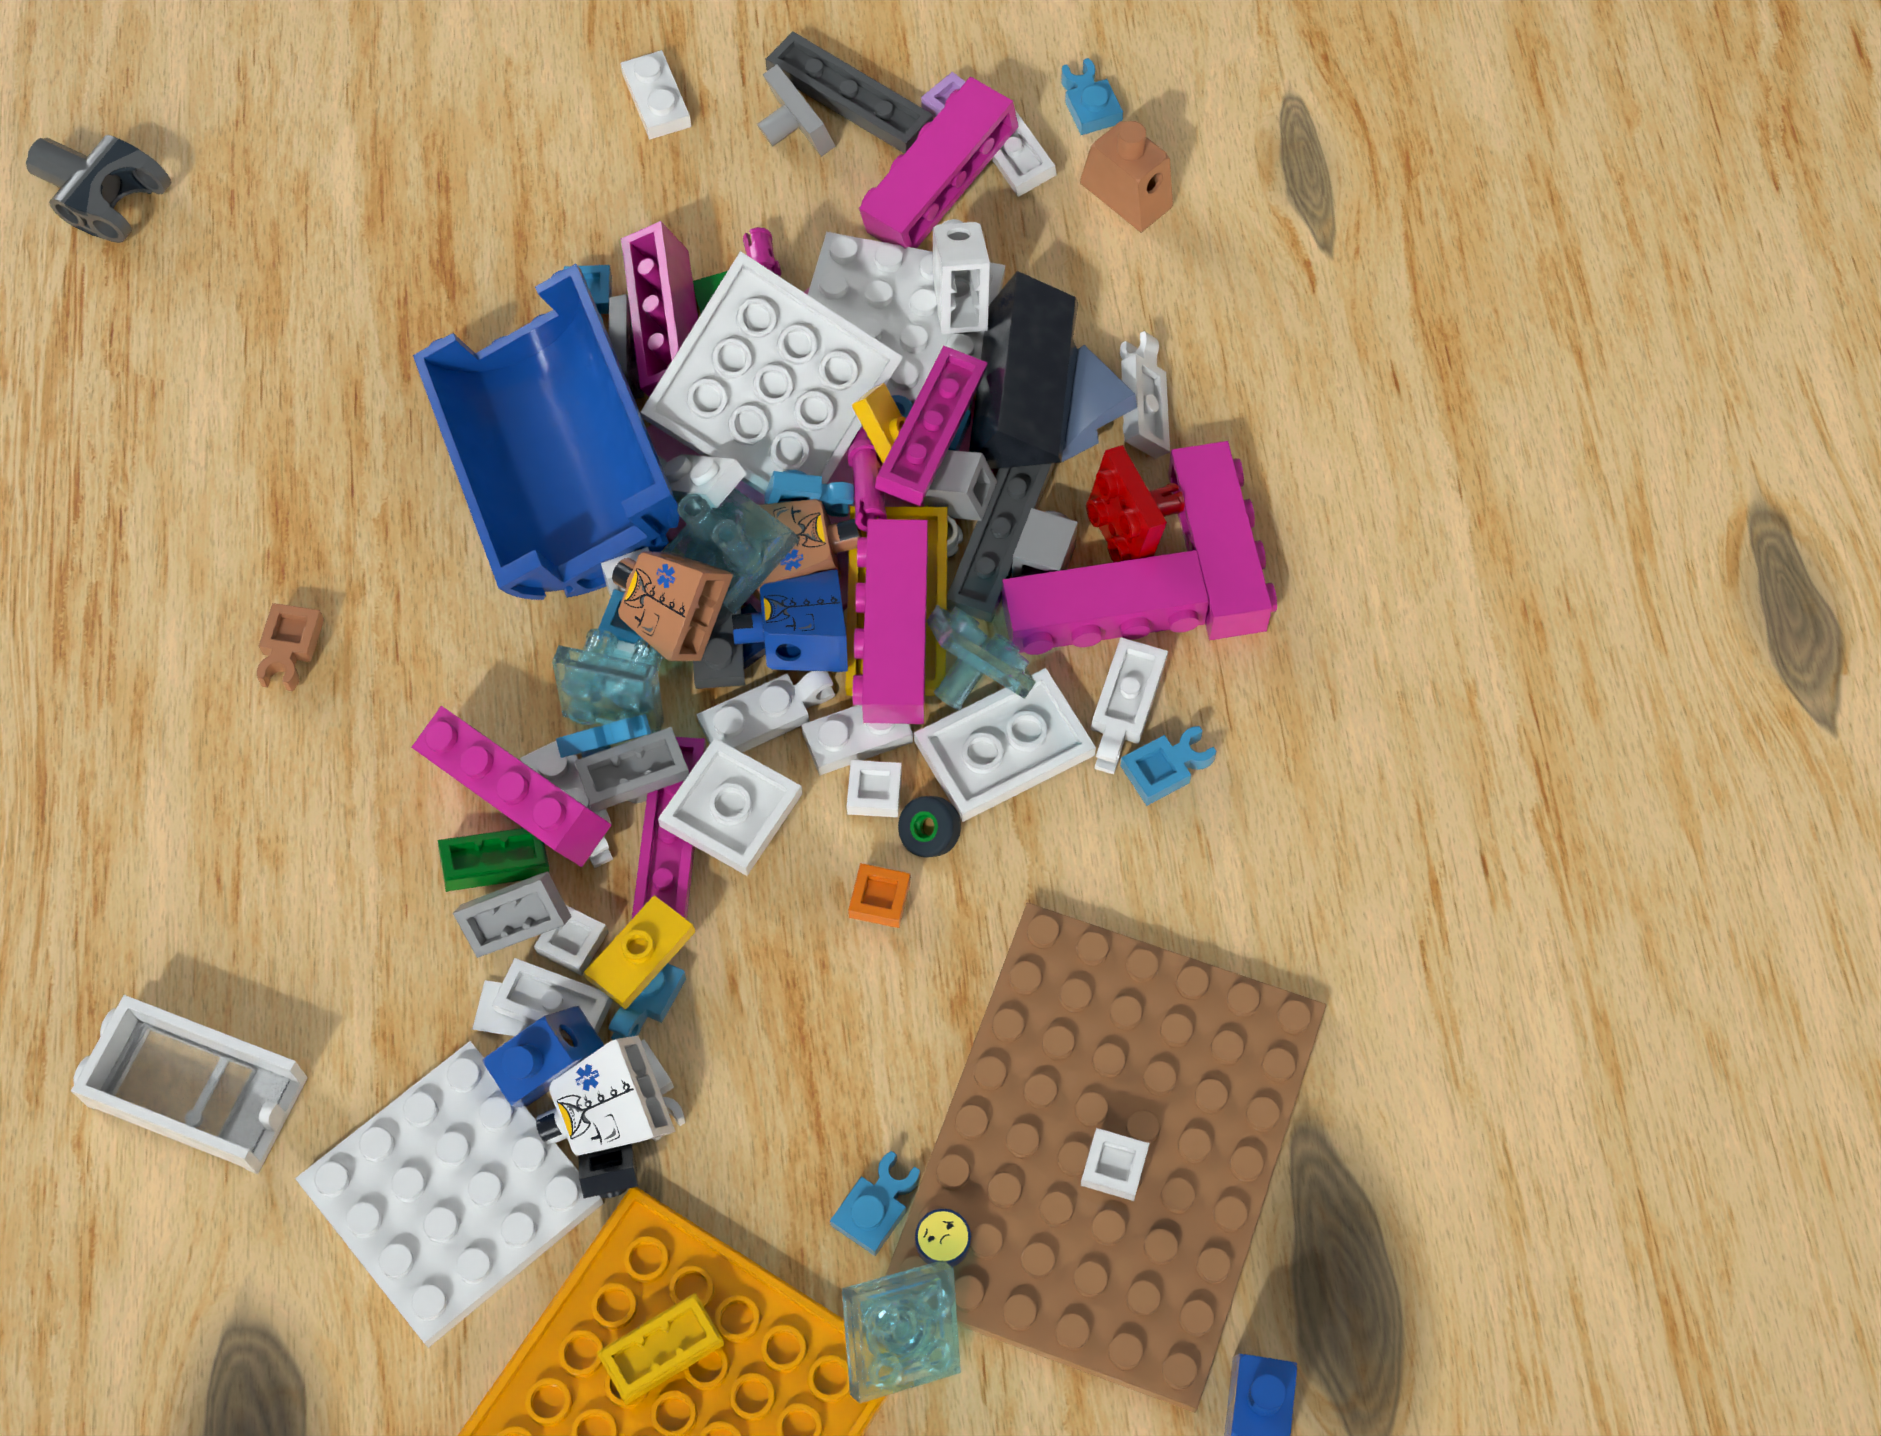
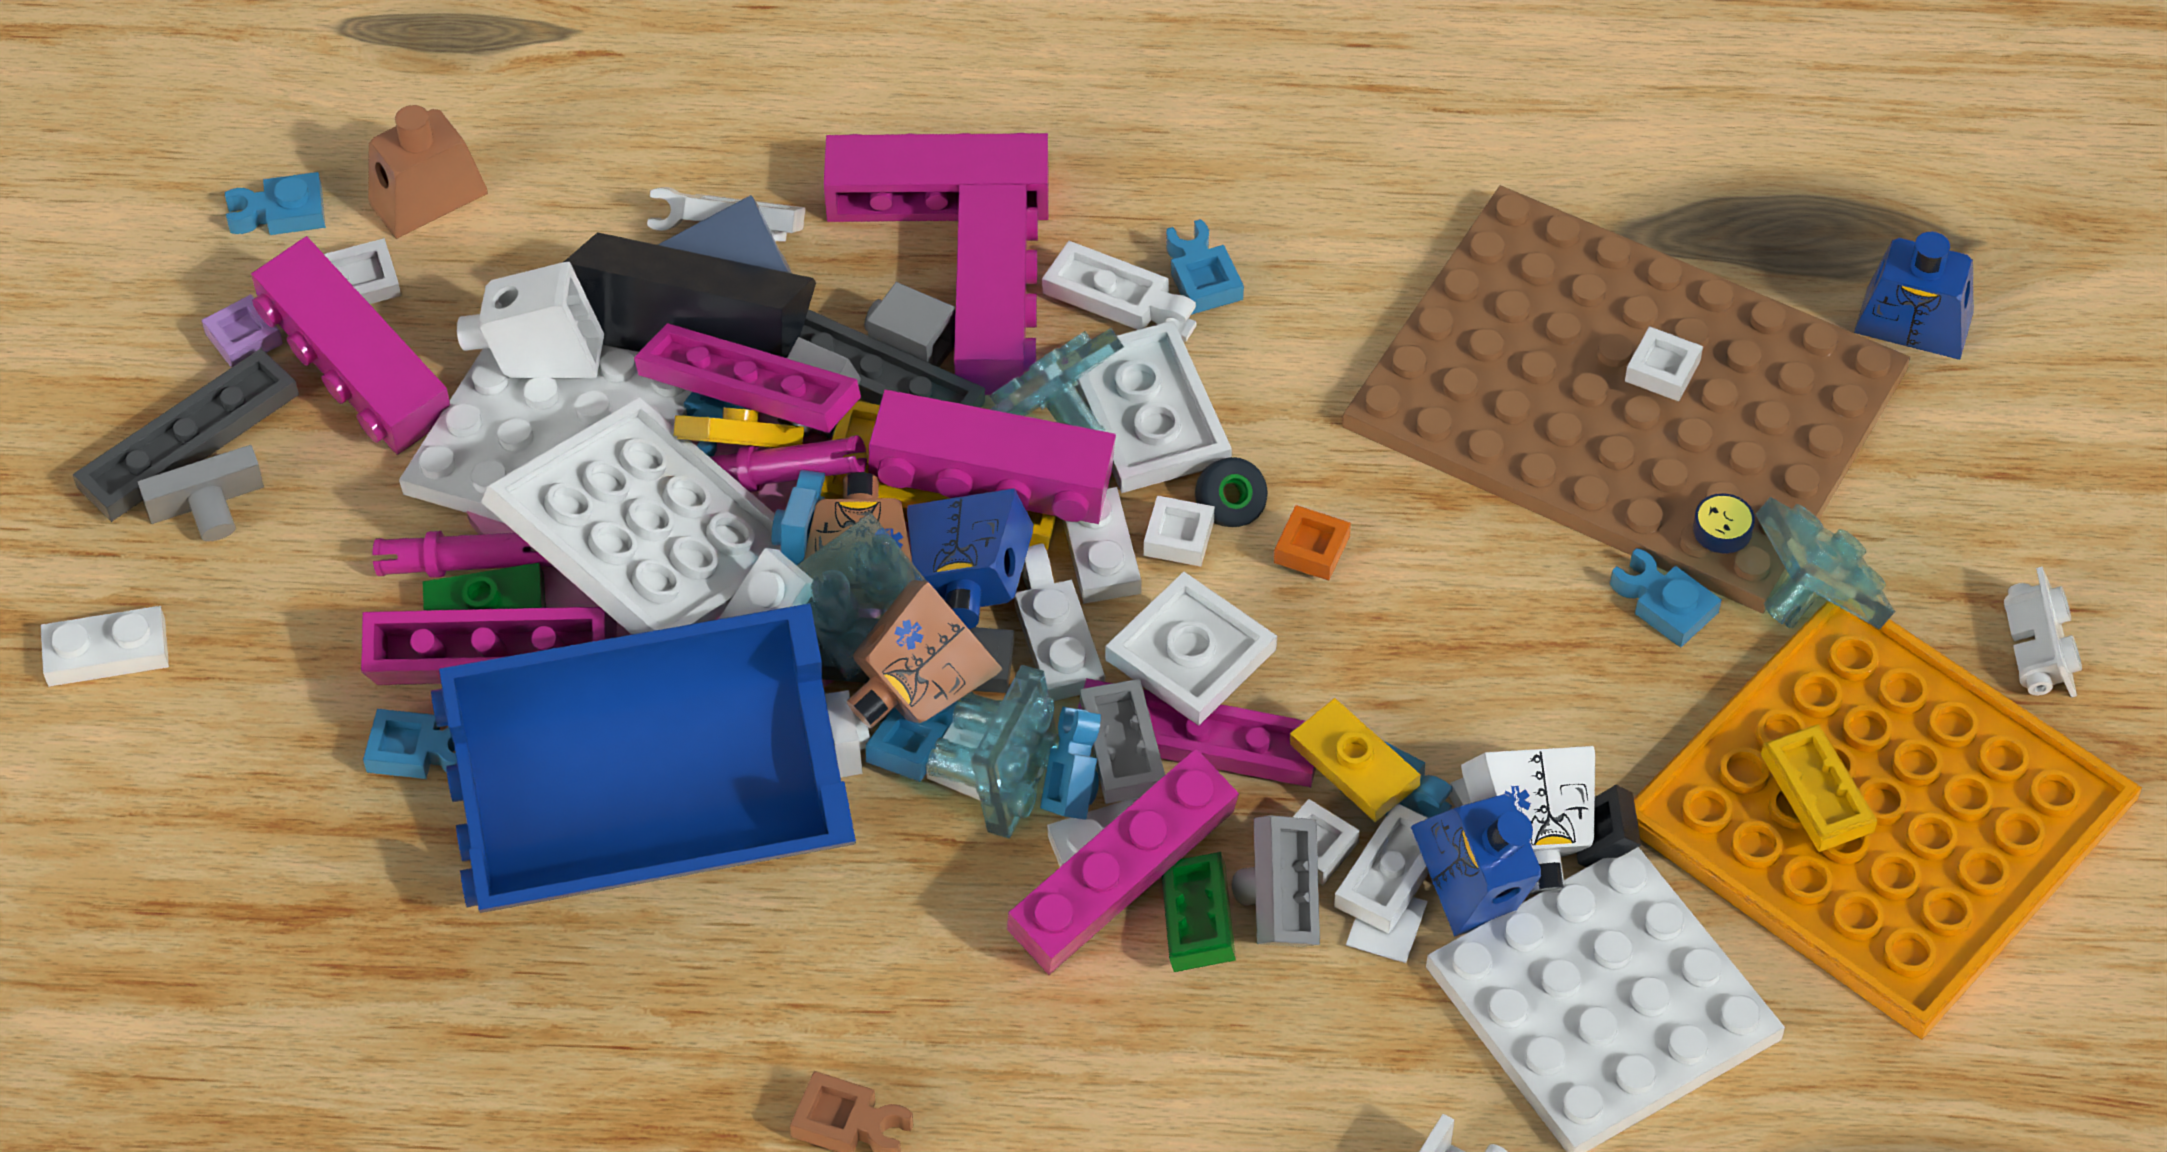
camera: 80 degrees left, 10 degrees down
(1126, 509) = (896, 225): red plate -> none

